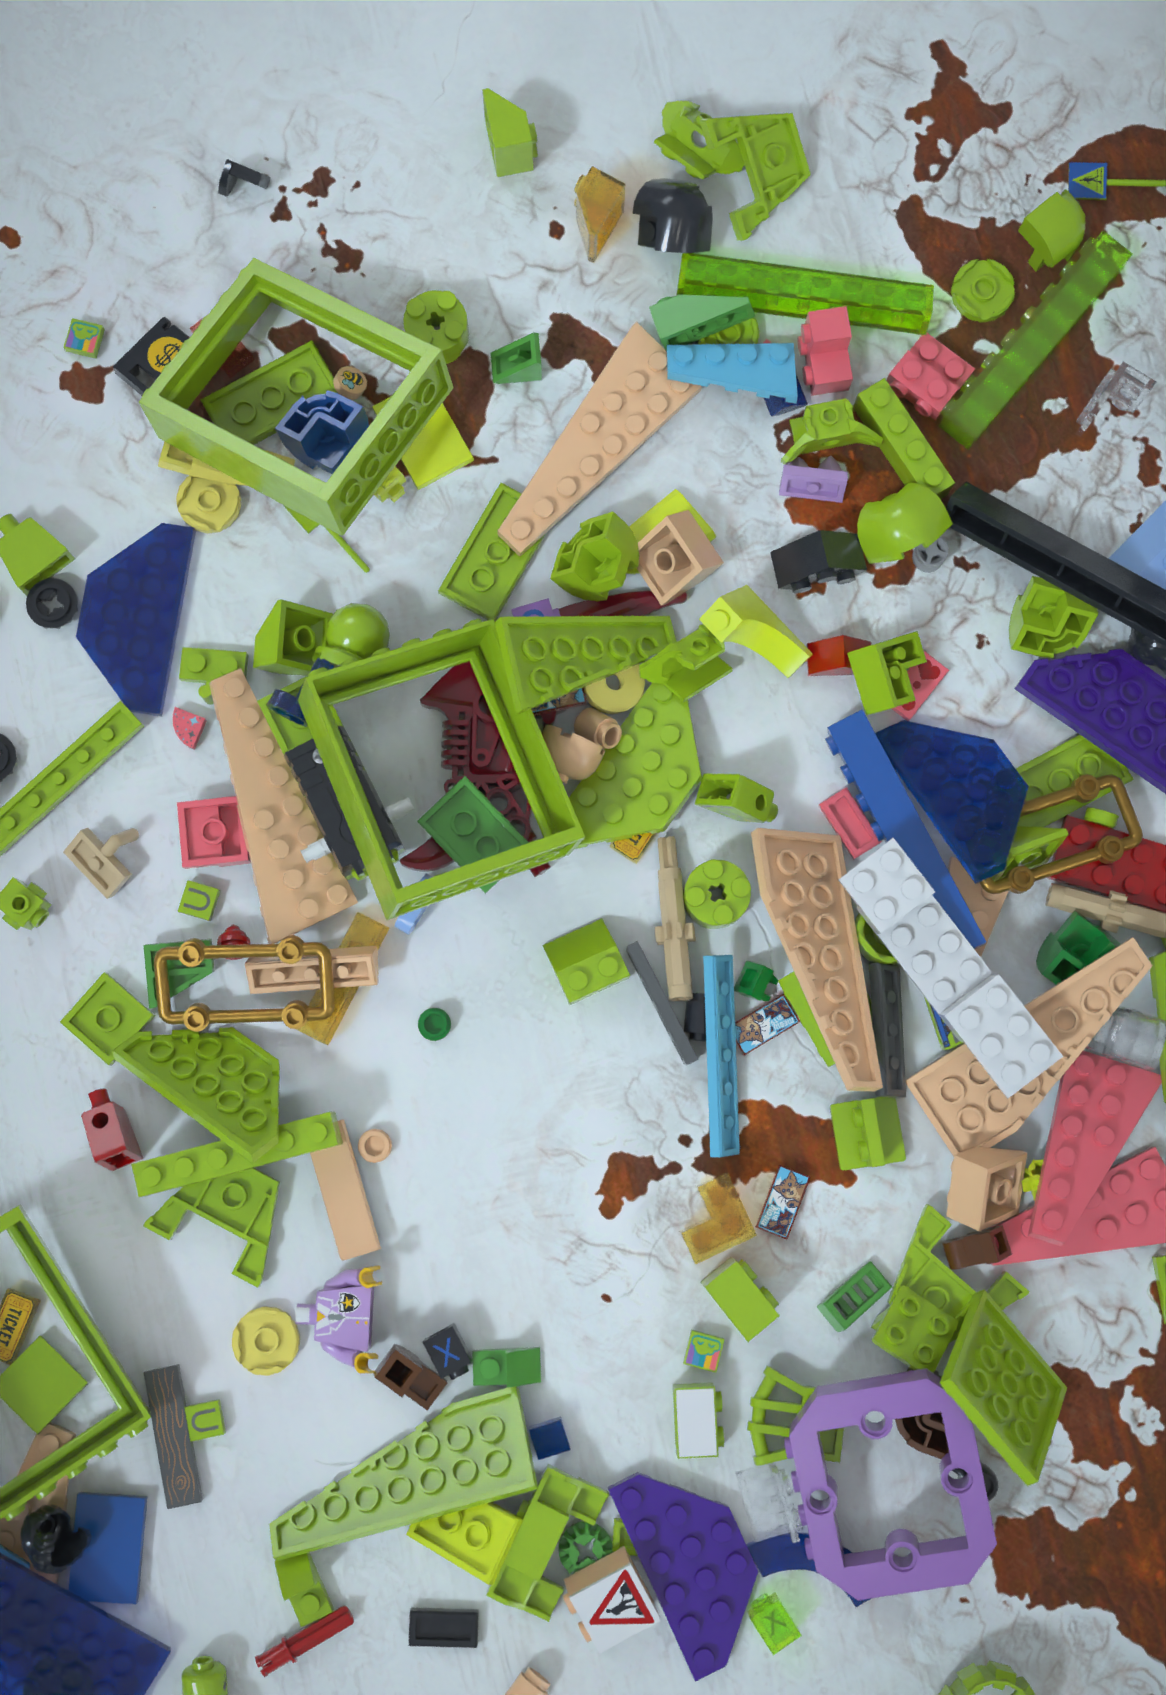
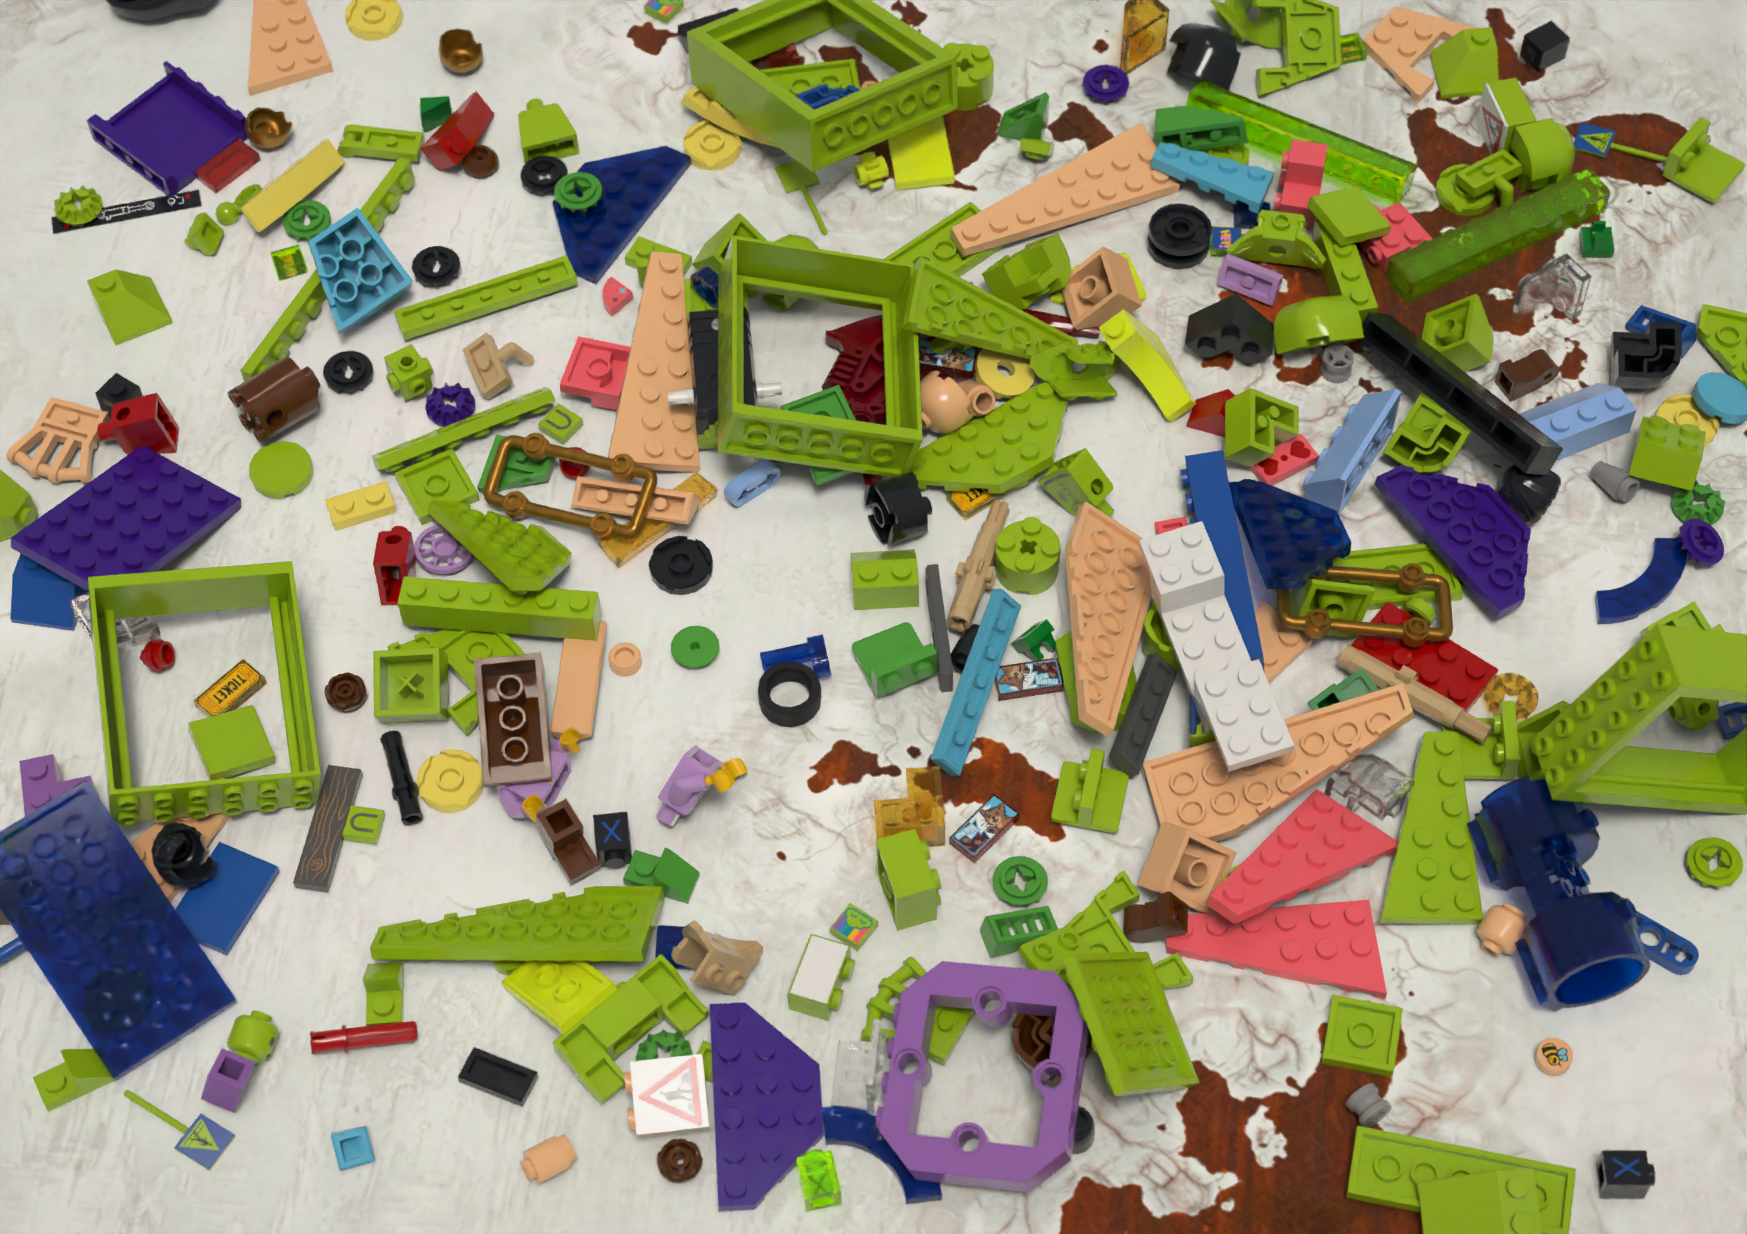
camera: 25 degrees right, 25 degrees down
(42, 1069) = (360, 505): none -> light yellow plate
(81, 933) = (448, 414): none -> dark purple gear
(85, 621) = (586, 183): none -> bright green gear
(105, 947) = (451, 435): none -> lime plate
(113, 1290) = (344, 683): none -> reddish brown plate
(144, 1093) = (443, 549): none -> lavender wheel
(187, 1268) = (410, 685): none -> lime brick
(219, 1359) = (404, 789): none -> black pin
(306, 1277) = (513, 719): none -> reddish brown slope
(385, 1019) = (681, 565): none -> black tile
(434, 1024) = (723, 580): green plate -> none
(437, 1108) = (695, 646): none -> bright green piece
(501, 1269) = (691, 780): none -> lavender torso
(524, 1136) = (792, 672): none -> black tyre
(542, 391) = (1036, 148): none -> lime plate
(551, 1074) = (811, 651): none -> clear blue piece
(574, 889) = (897, 508): none -> black brick
(589, 270) = (1116, 79): none -> dark purple gear
(613, 1423) = (718, 960): none -> tan piece
(631, 1052) = (895, 659): none -> bright green bracket
(646, 1661) = (679, 1150): none -> reddish brown plate
(730, 435) = (1179, 236): none -> black wheel
(770, 440) = (1221, 239): none -> tile
(814, 146) = (1352, 48): none -> clear neon green tile
(852, 1249) = (1028, 870): none -> bright green gear
(861, 118) = (1404, 40): none -> light nougat wing
(892, 382) = (1349, 215): none -> lime tile
(936, 131) = (1465, 63): none -> lime slope
(982, 658) = (1352, 449): none -> light blue slope
(1002, 197) = (1501, 111): none -> piece
(1006, 80) = (1544, 46): none -> black brick
(1007, 271) = (1491, 173): none -> lime plate
(1035, 478) = (1460, 333): none -> lime slope
(1114, 501) = (1526, 374): none -> reddish brown leg
(1129, 311) = (1596, 241): none -> green tile

